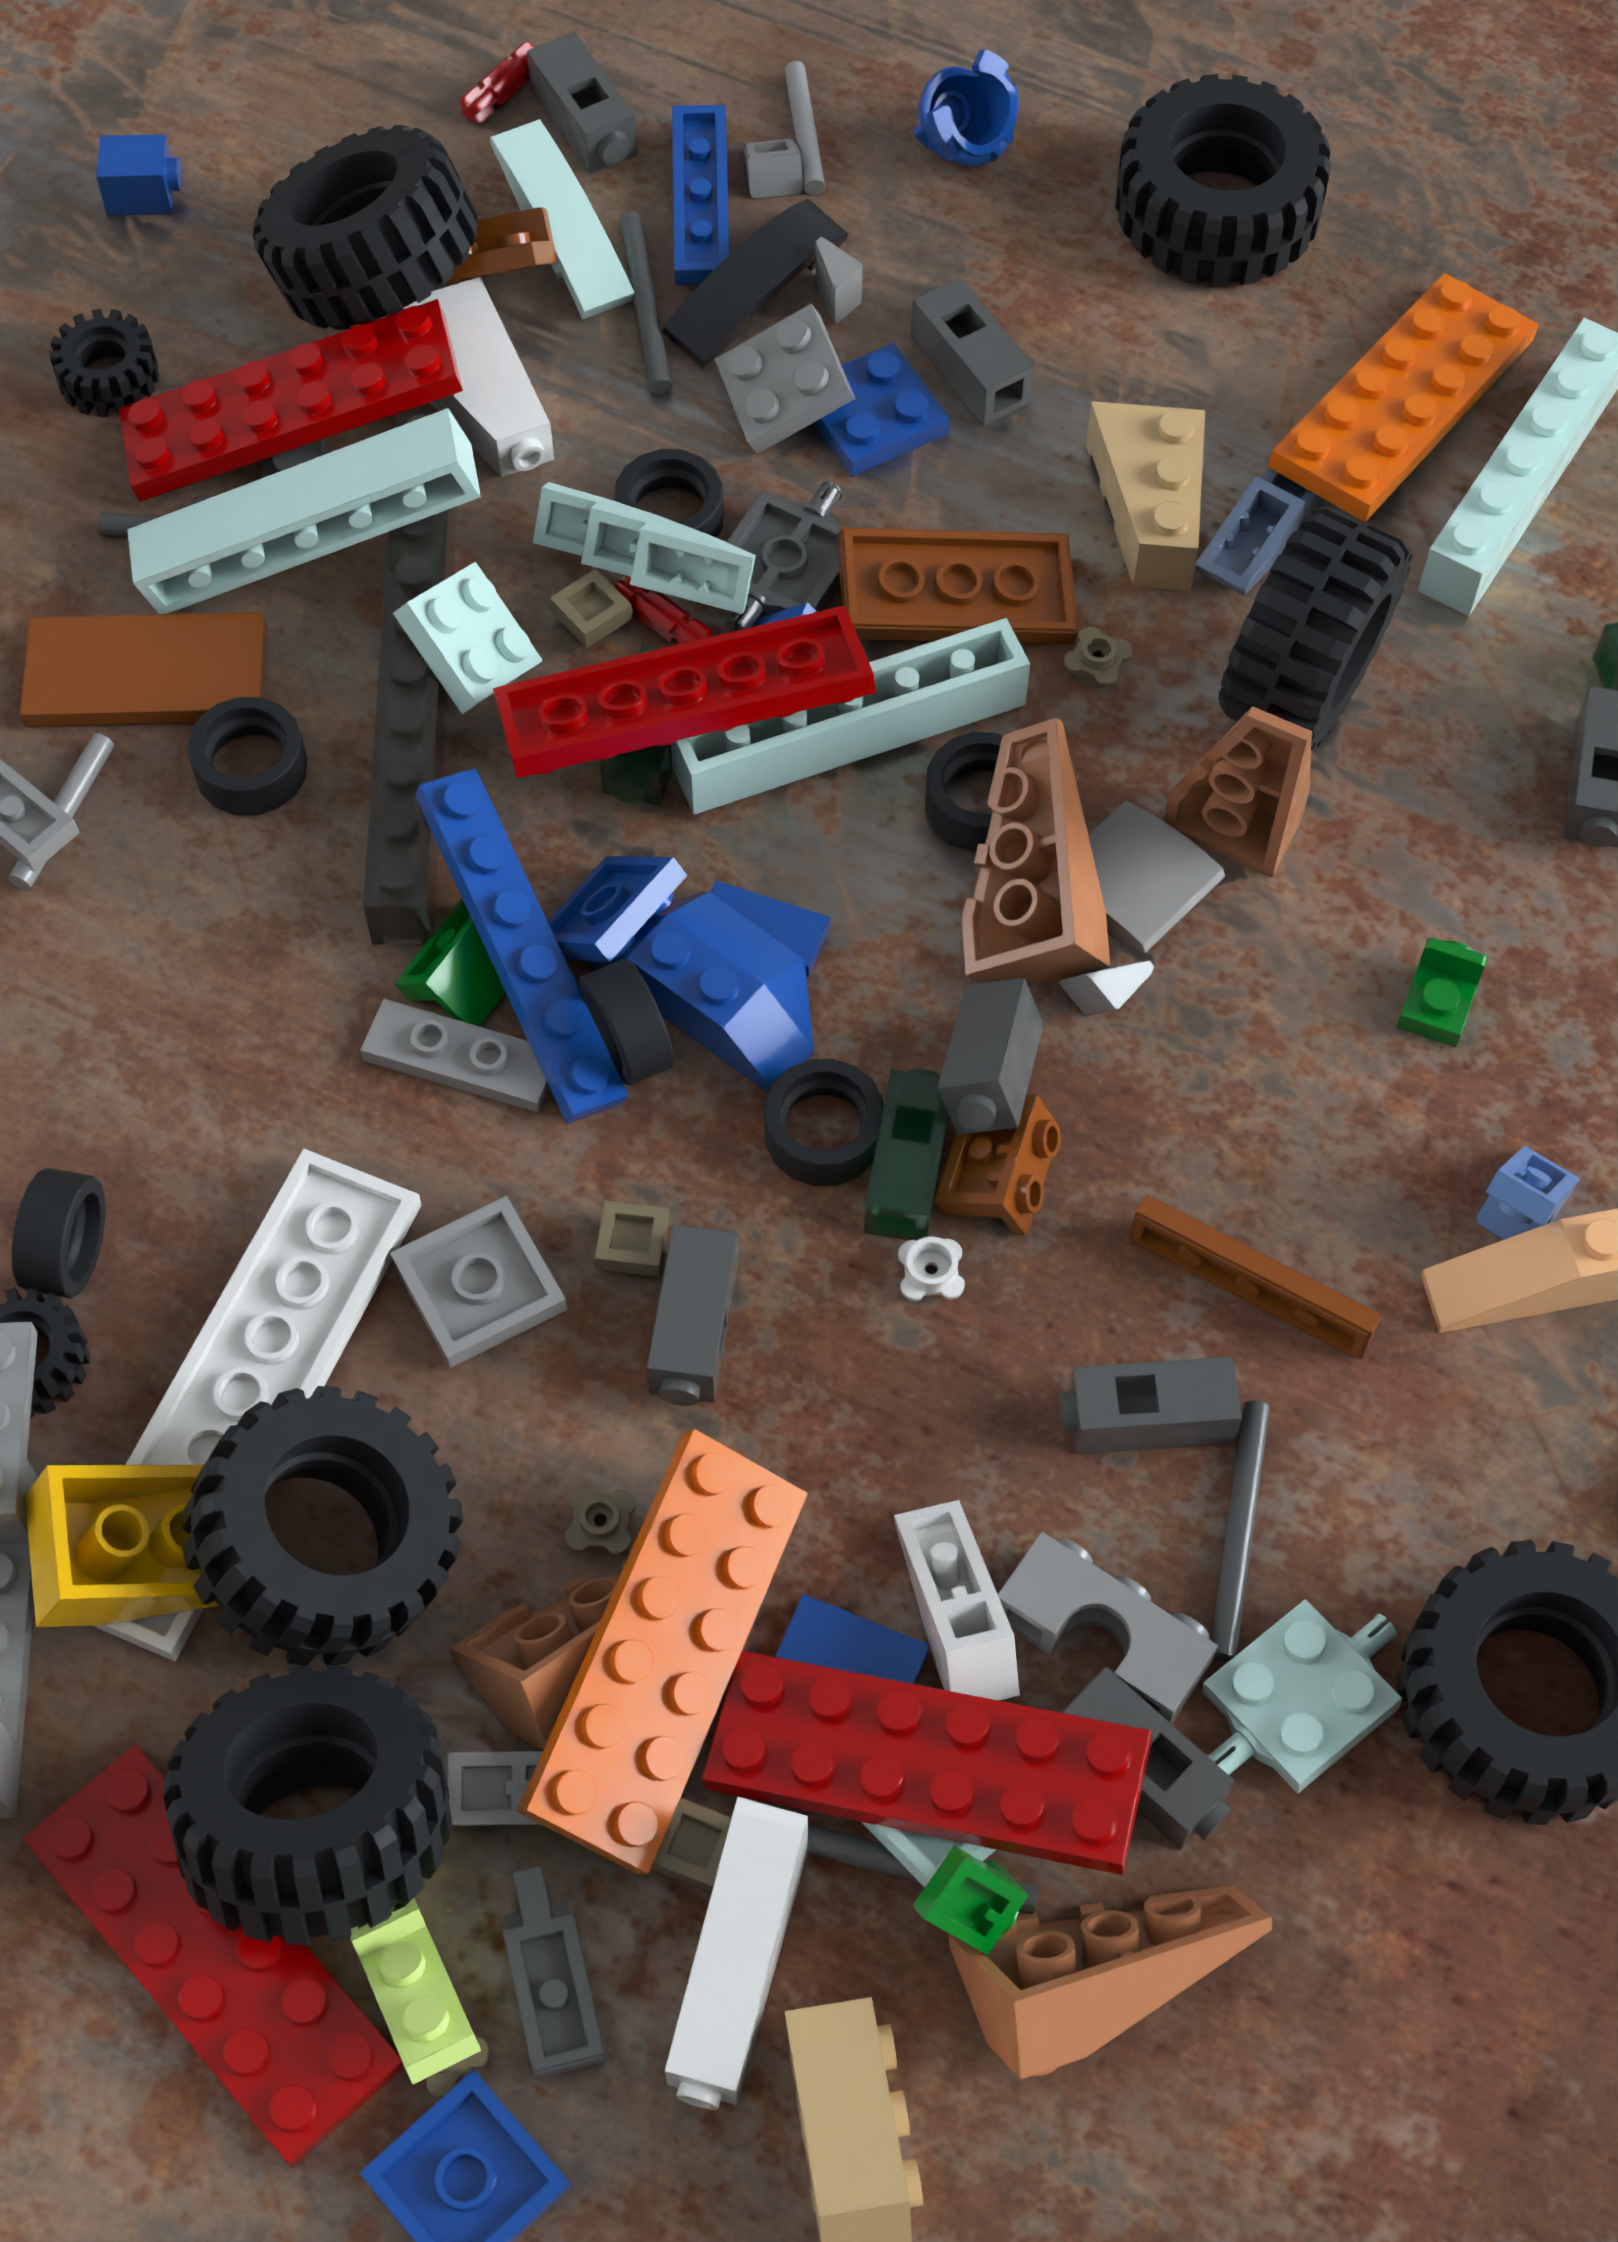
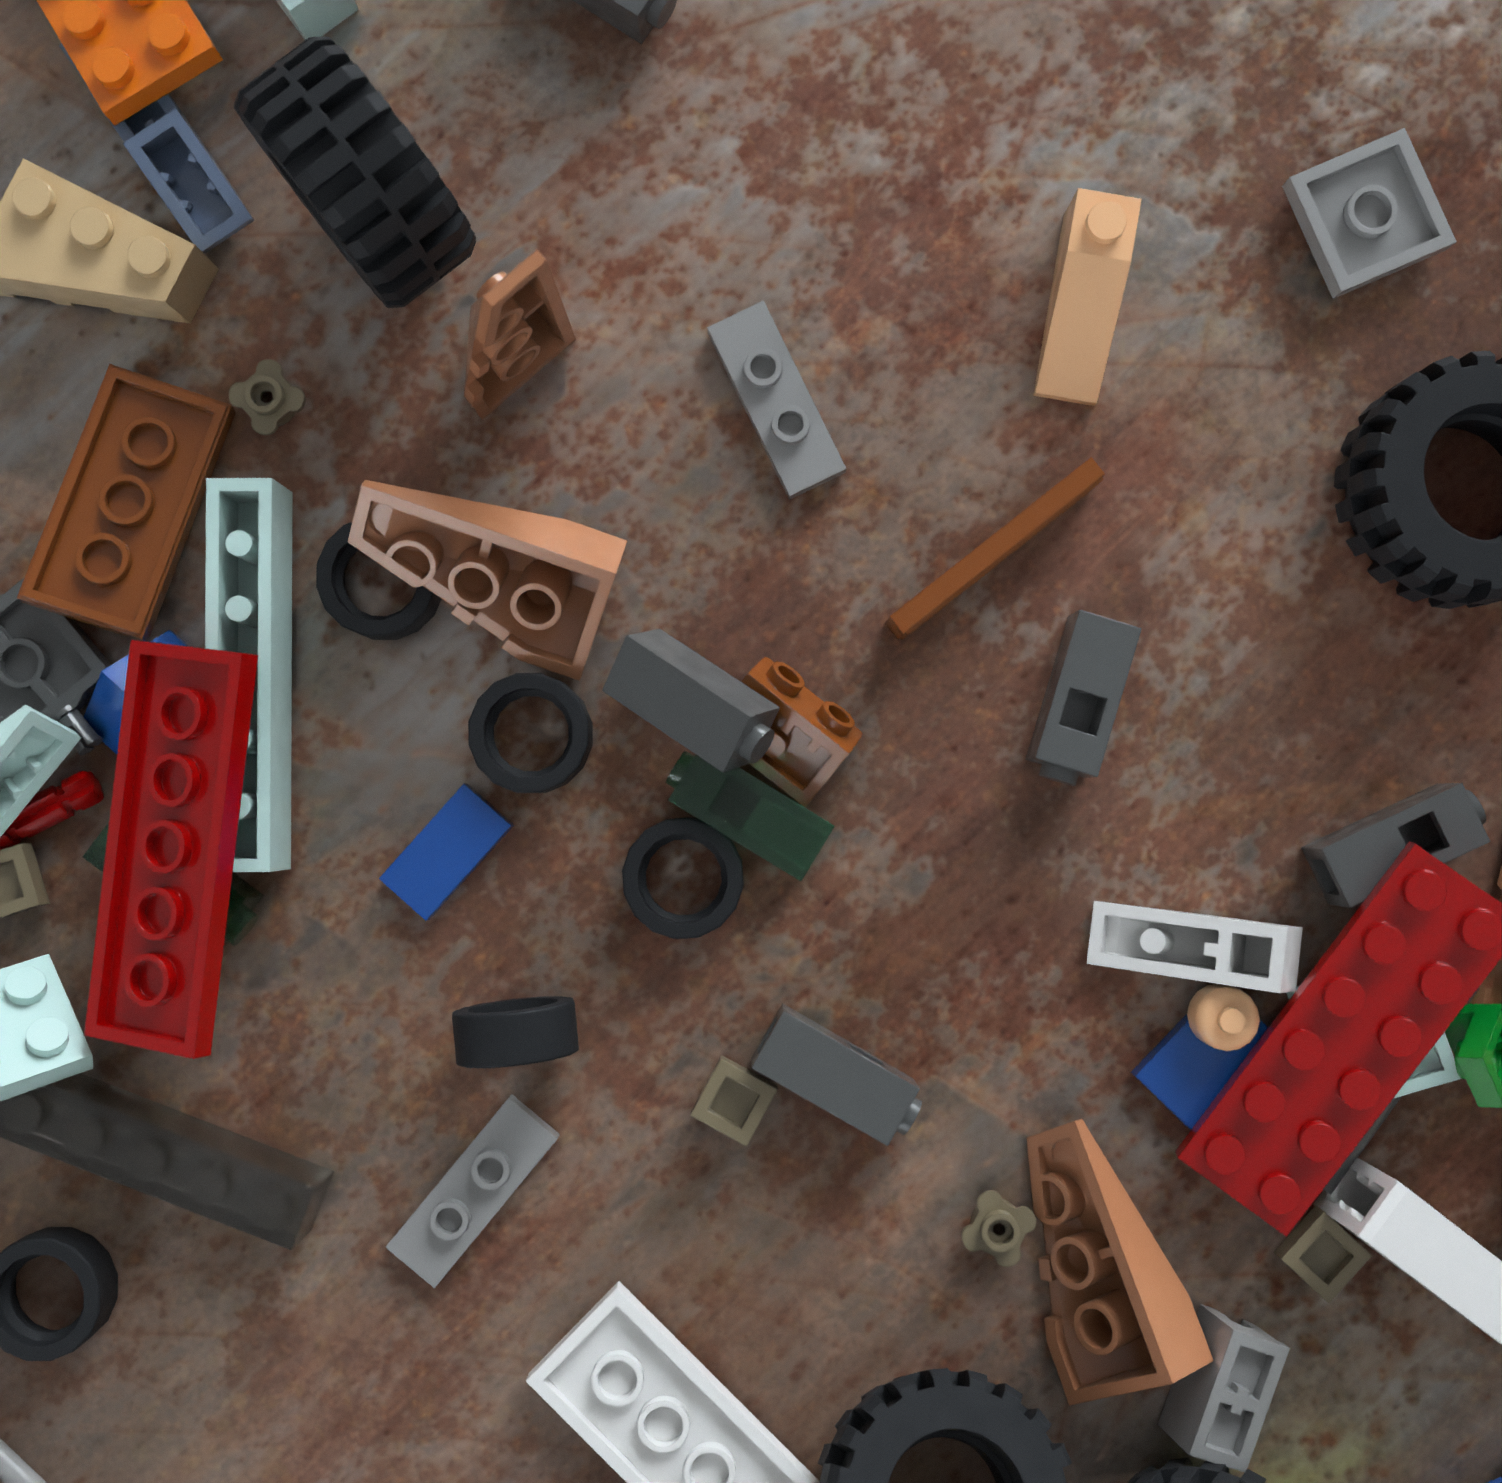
camera: 70 degrees left, 25 degrees up
(454, 971) = (374, 1147): green panel -> none
(478, 1281) = (722, 1258): light grey plate -> none
(521, 945) = (378, 1106): blue plate -> none
(551, 1981) = (1389, 1416): dark grey hinge -> none
(613, 905) = (380, 1001): blue plate -> none
(663, 1653) = (1167, 1232): plate -> none
(726, 985) = (488, 921): blue wedge -> none
(897, 1645) = (1223, 1017): none -> light nougat piece
(899, 912) = (485, 716): none -> black tyre
(931, 1251) = (849, 842): white plate -> none
(1063, 1590) = (1223, 854): light grey arch -> none
(1106, 988) = (648, 549): slope -> none
(1148, 875) = (535, 460): light grey slope -> none
(1240, 1530) = (1216, 668): dark grey bar -> none
(1299, 1052) = (776, 400): none -> light grey plate
(1302, 1695) = (1383, 683): light aqua plate -> none
(1442, 991) = (769, 240): green bracket -> none
(1525, 1194) = (1009, 262): medium blue slope -> none

